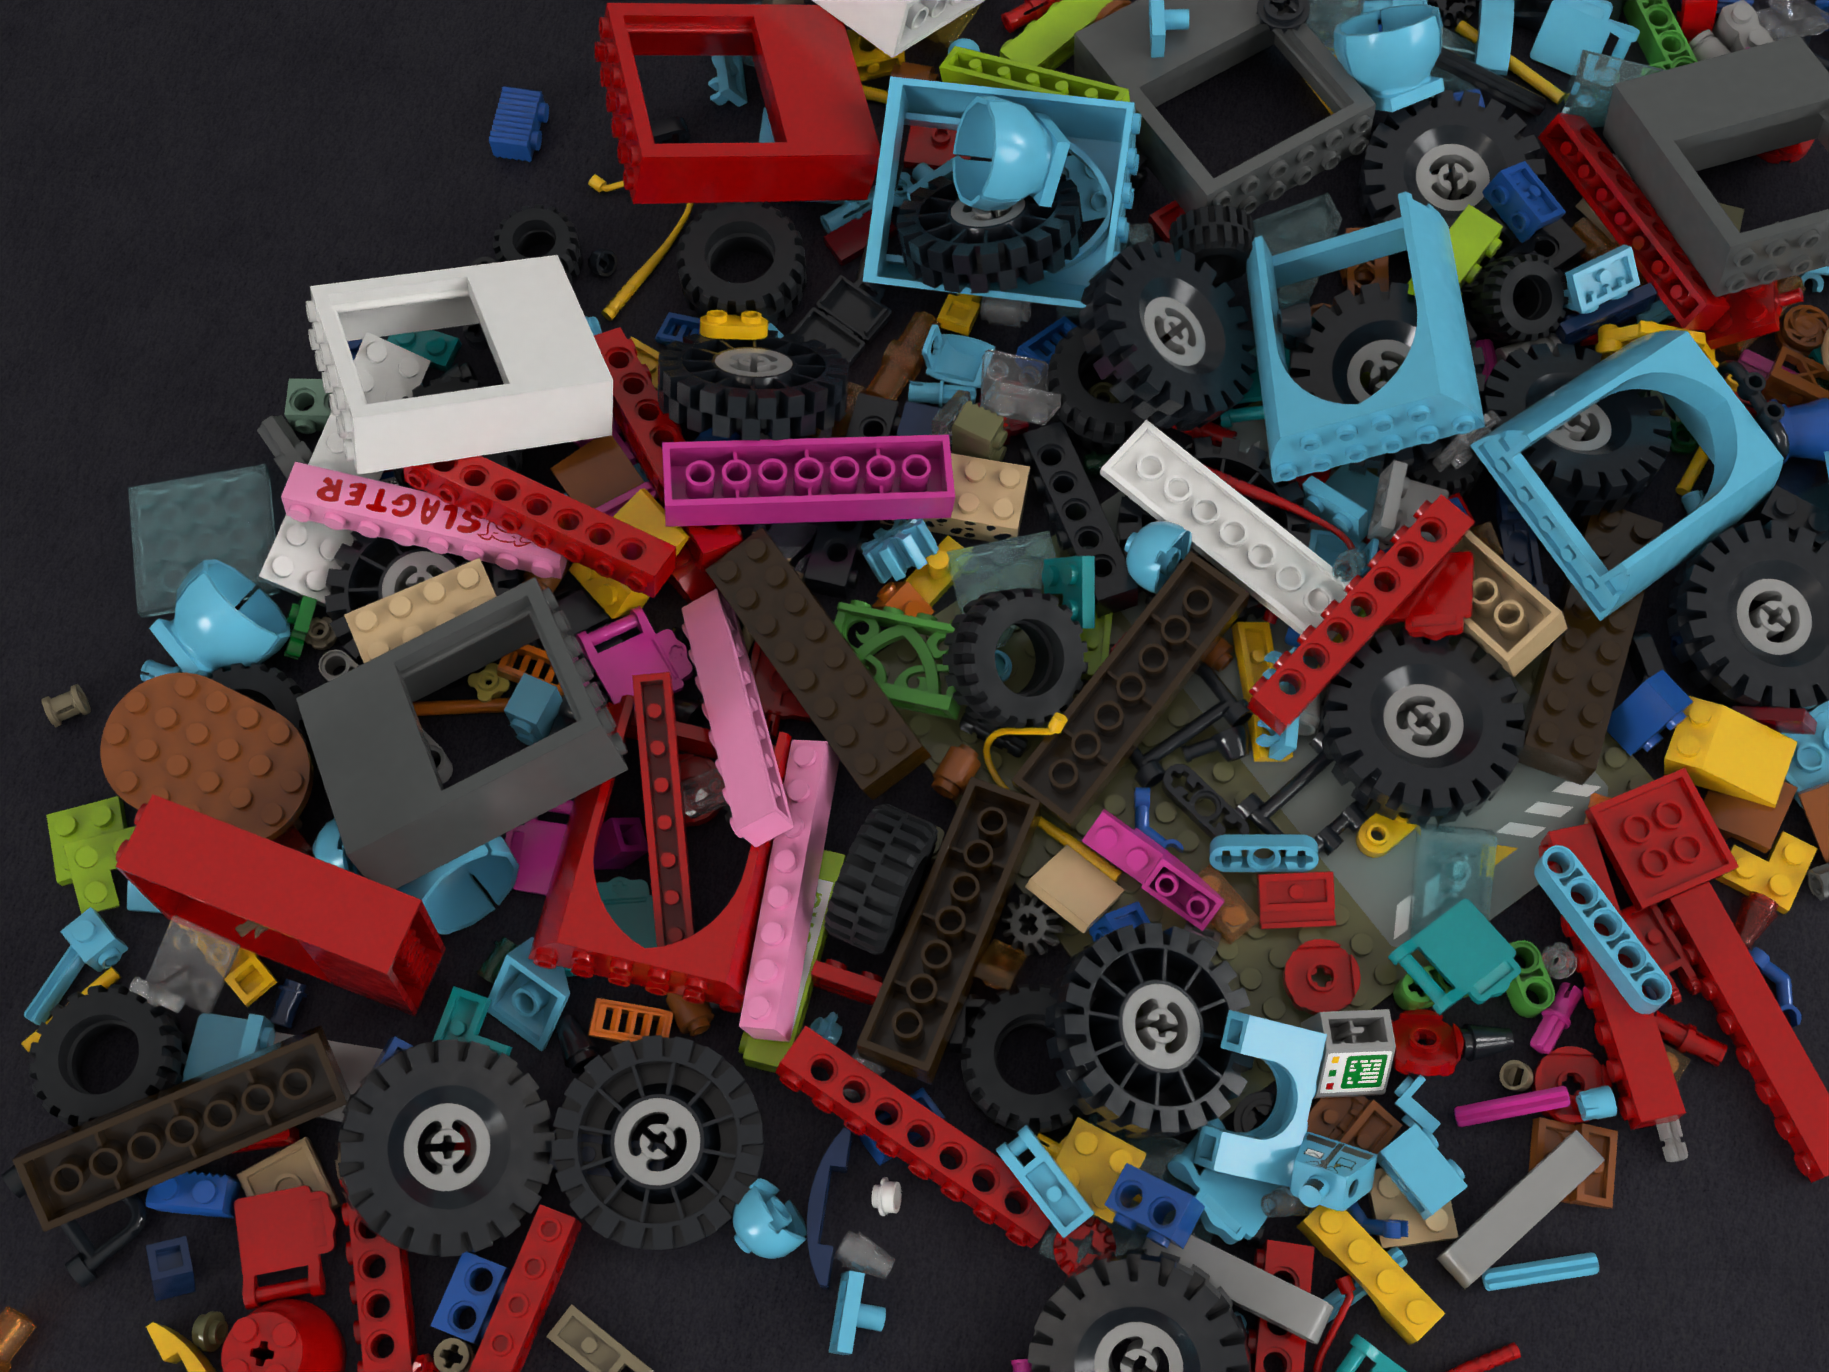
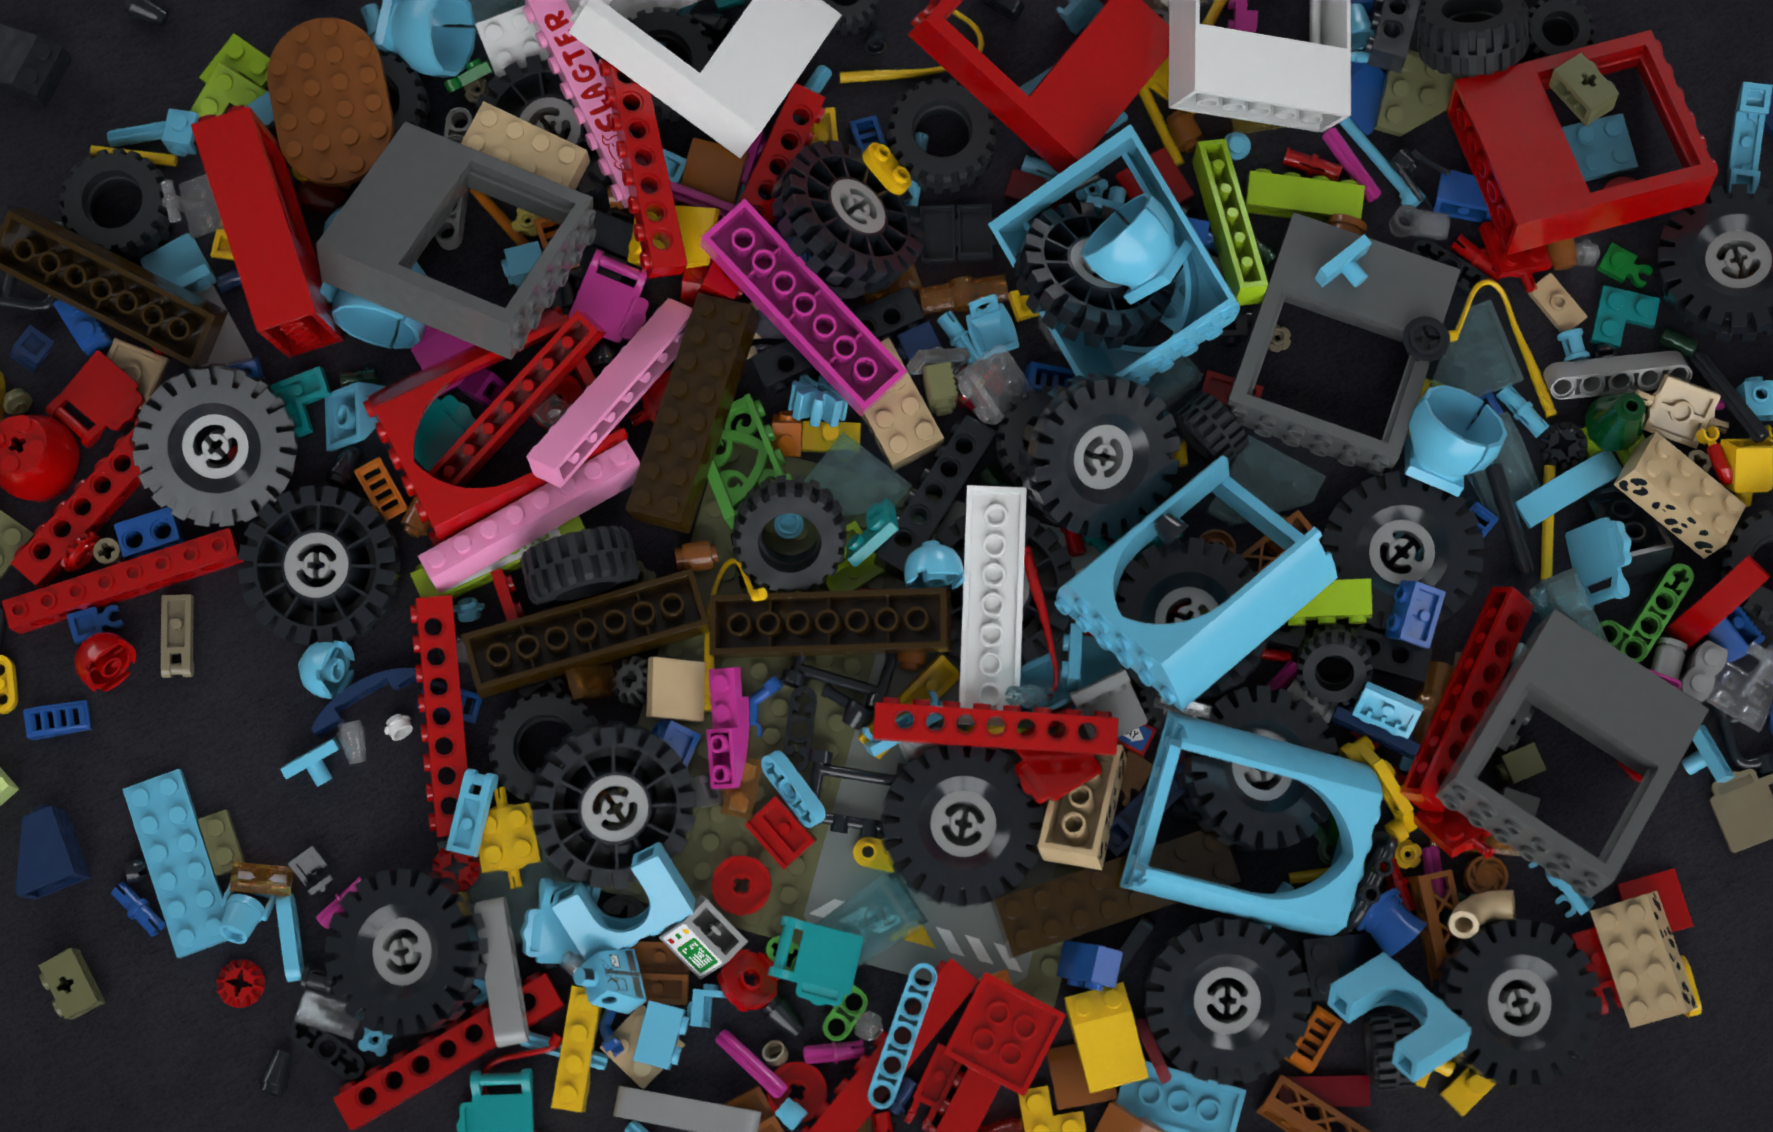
camera: 50 degrees right, 10 degrees up
(1156, 1202) = (509, 887): blue brick -> none

